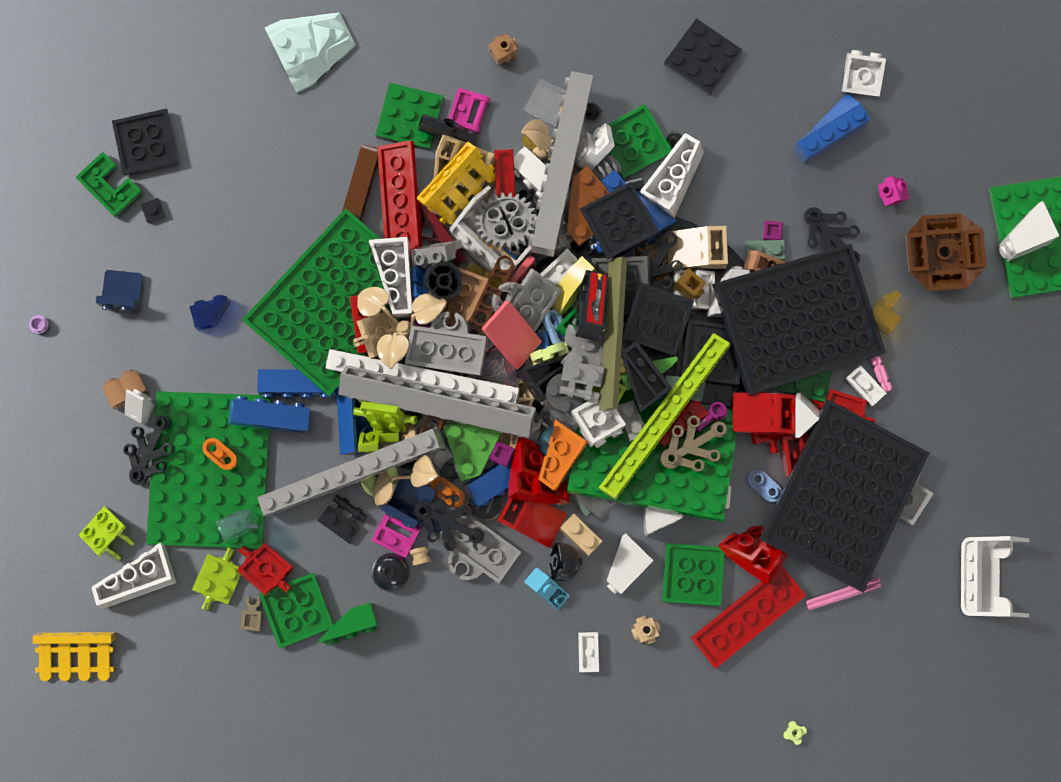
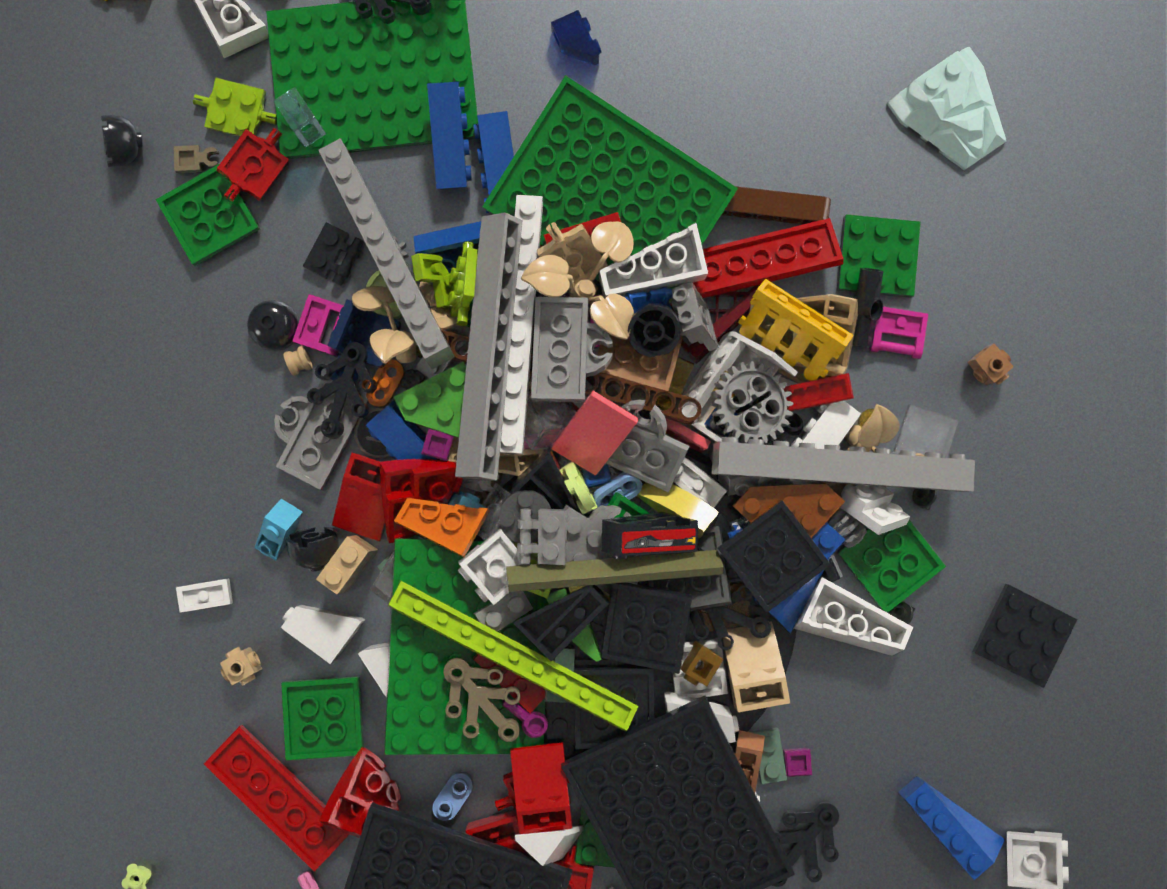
camera: 80 degrees right, 5 degrees up
(220, 454) = (389, 82): orange plate -> none
(228, 670) = (120, 140): none -> black cylinder
(355, 620) = (200, 294): green slope -> none

